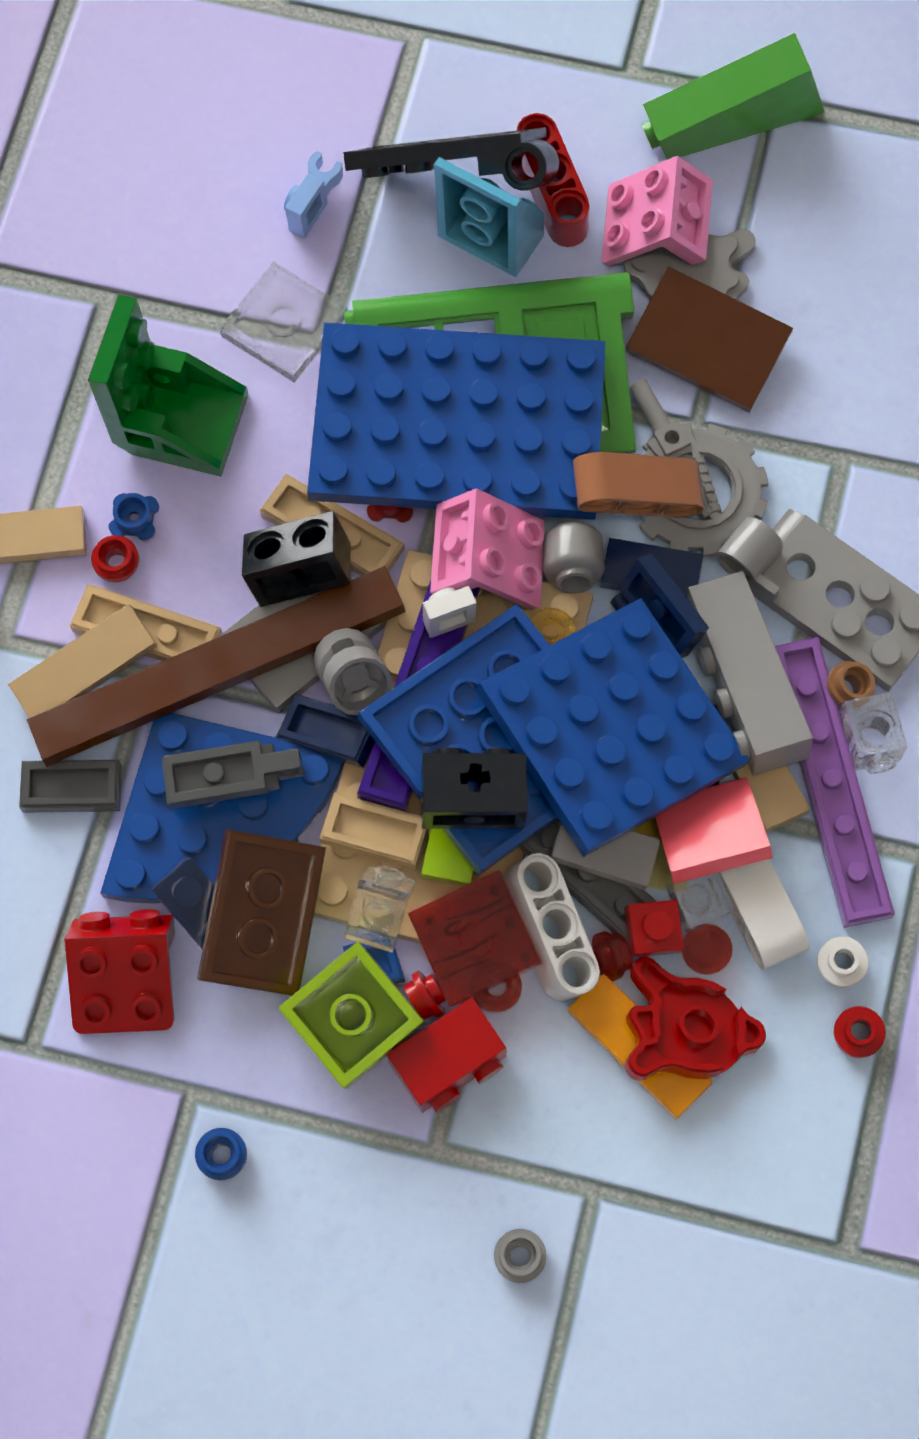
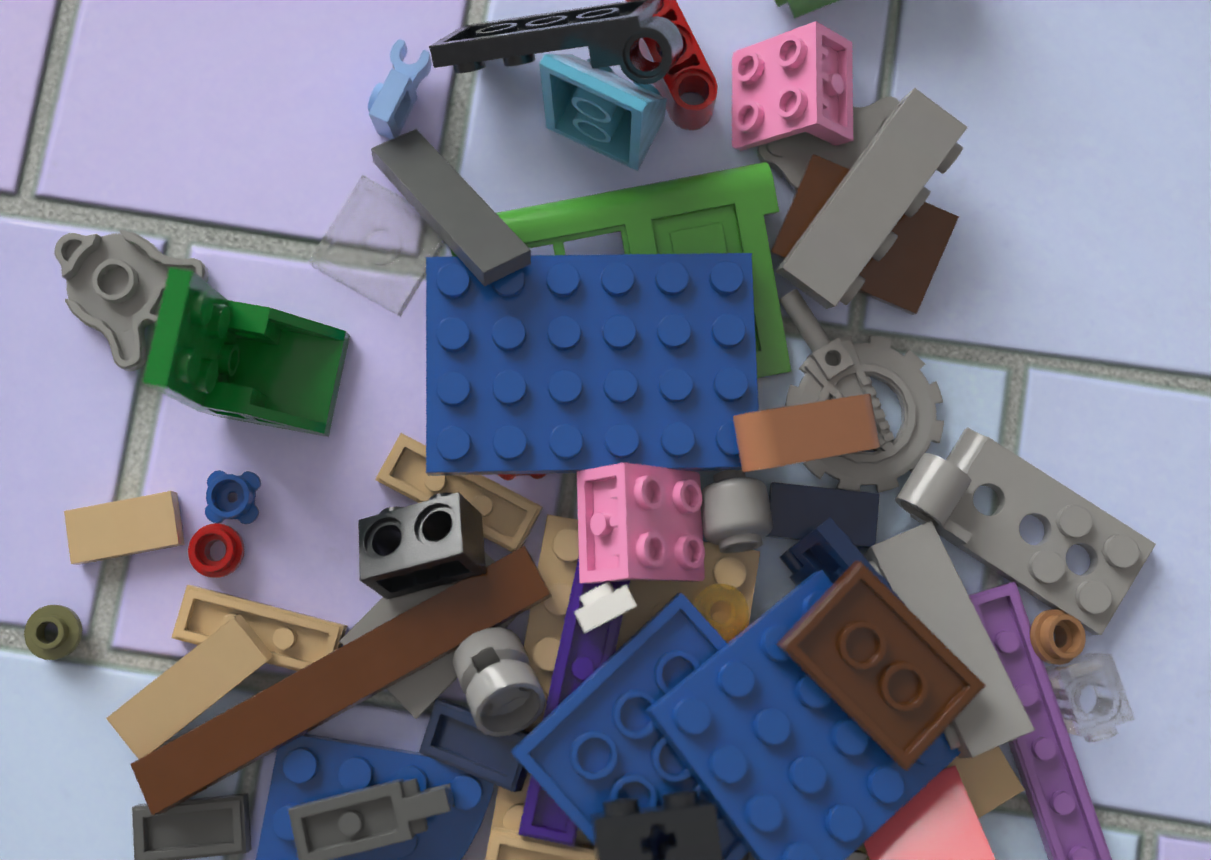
camera: 10 degrees left, 10 degrees up
(51, 340) = (118, 287): none -> light grey tile
(348, 285) = (451, 207): none -> dark grey tile
(680, 667) = (881, 665): none -> reddish brown tile
(712, 304) = (872, 199): none -> light grey brick

